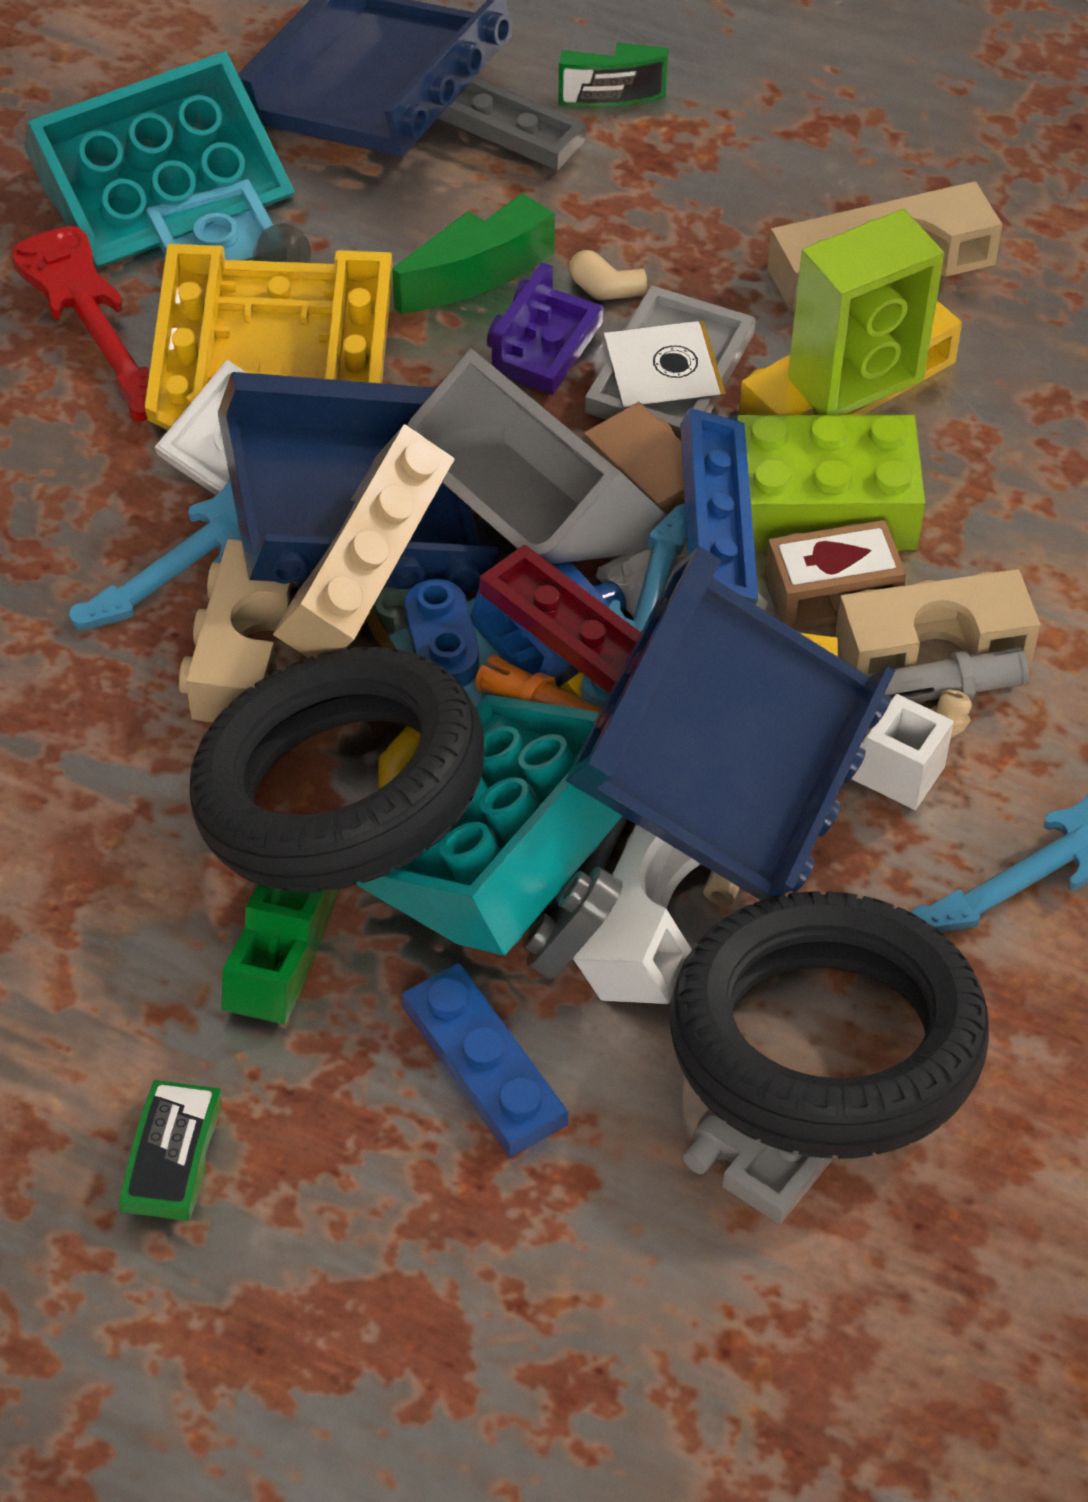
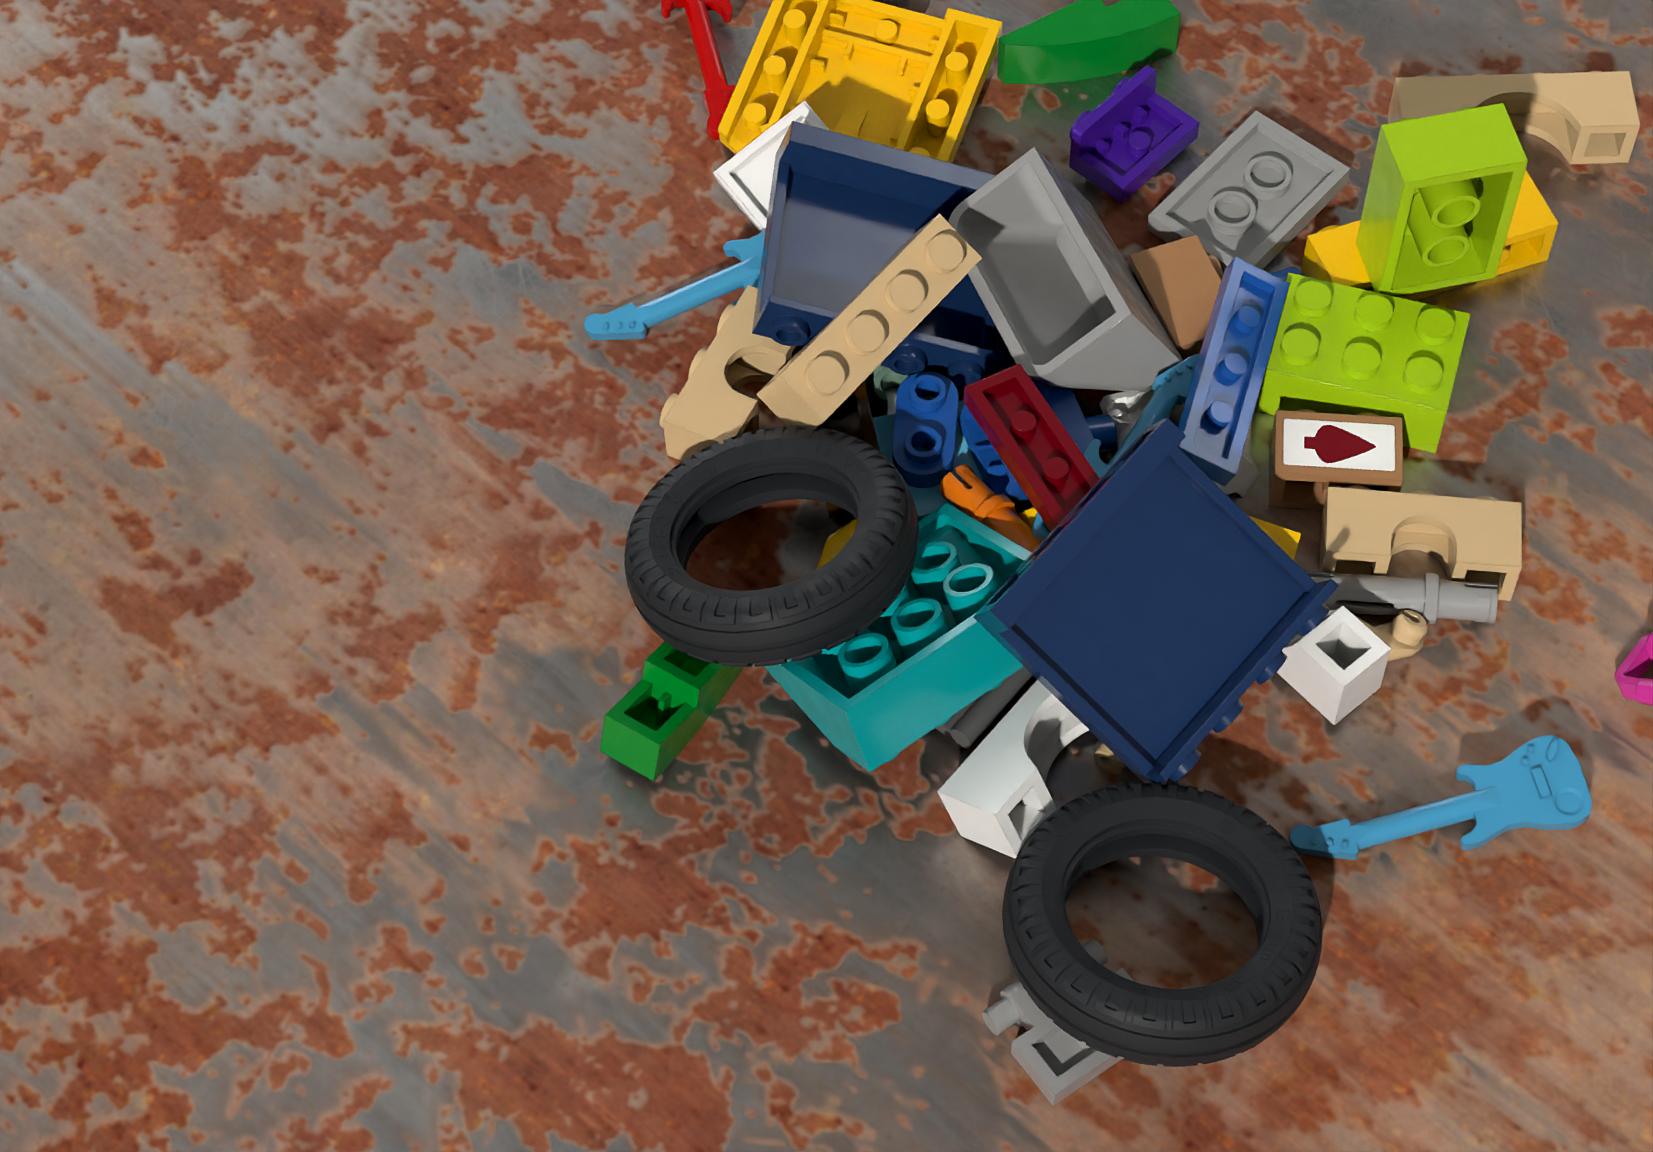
camera: 20 degrees right, 5 degrees up
(170, 1150) = (508, 873): slope -> none
(485, 1060) = (828, 865): blue plate -> none
(581, 912) = (959, 746): dark grey plate -> none
(603, 280) = (1212, 93): tan arm -> none
(664, 363) = (1239, 197): white sticker -> none

